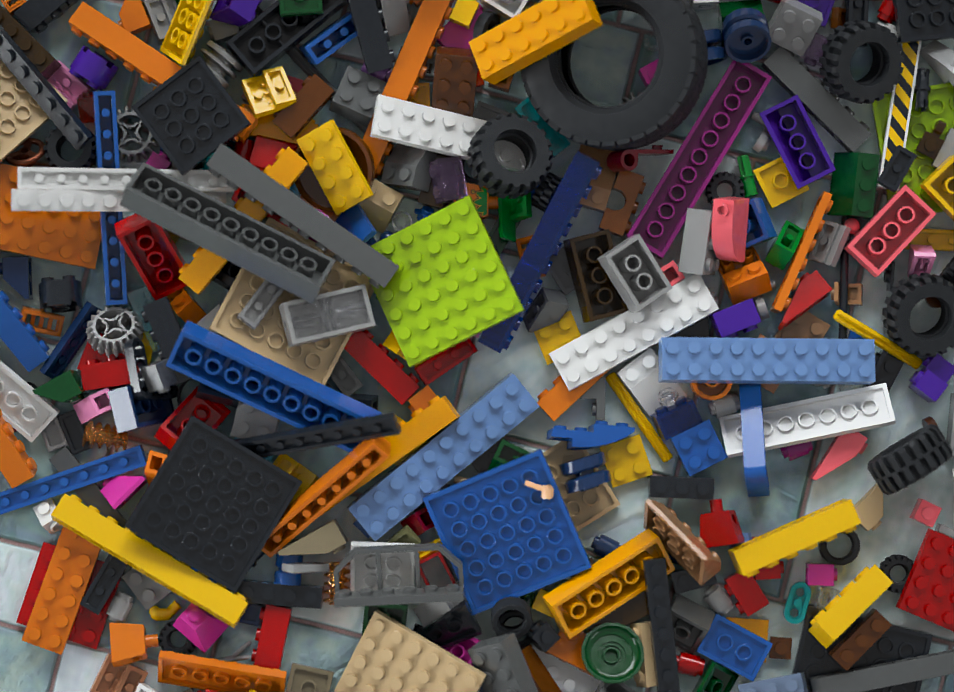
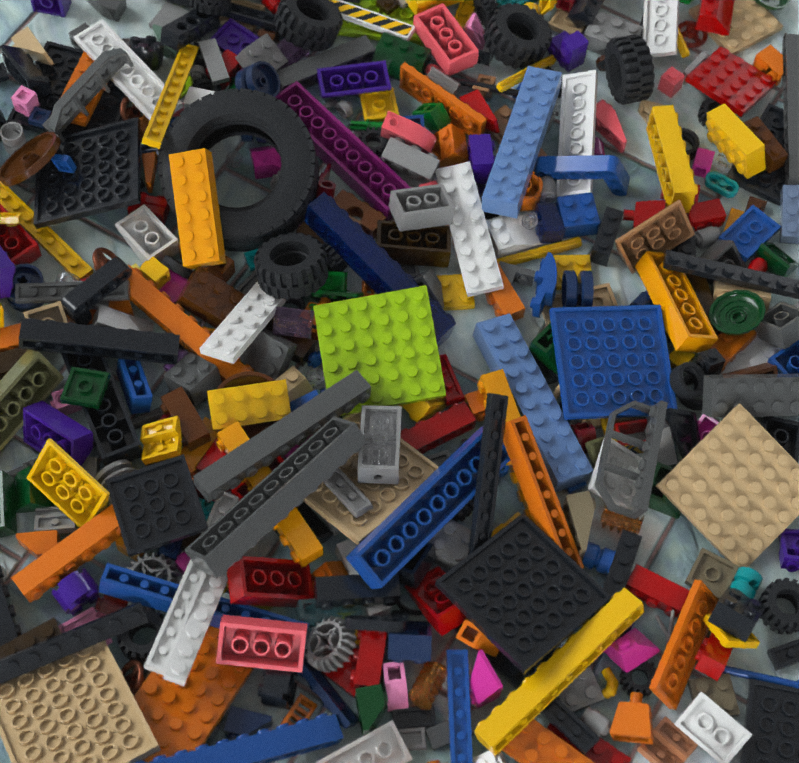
camera: 80 degrees left, 25 degrees down
(85, 266) = (261, 643): none -> coral brick
(158, 376) = (388, 605): flat silver brick -> none
(305, 567) = (601, 536): light grey tile -> none
(547, 490) = (588, 312): light nougat hand -> none
(896, 168) = (399, 20): black plate -> none

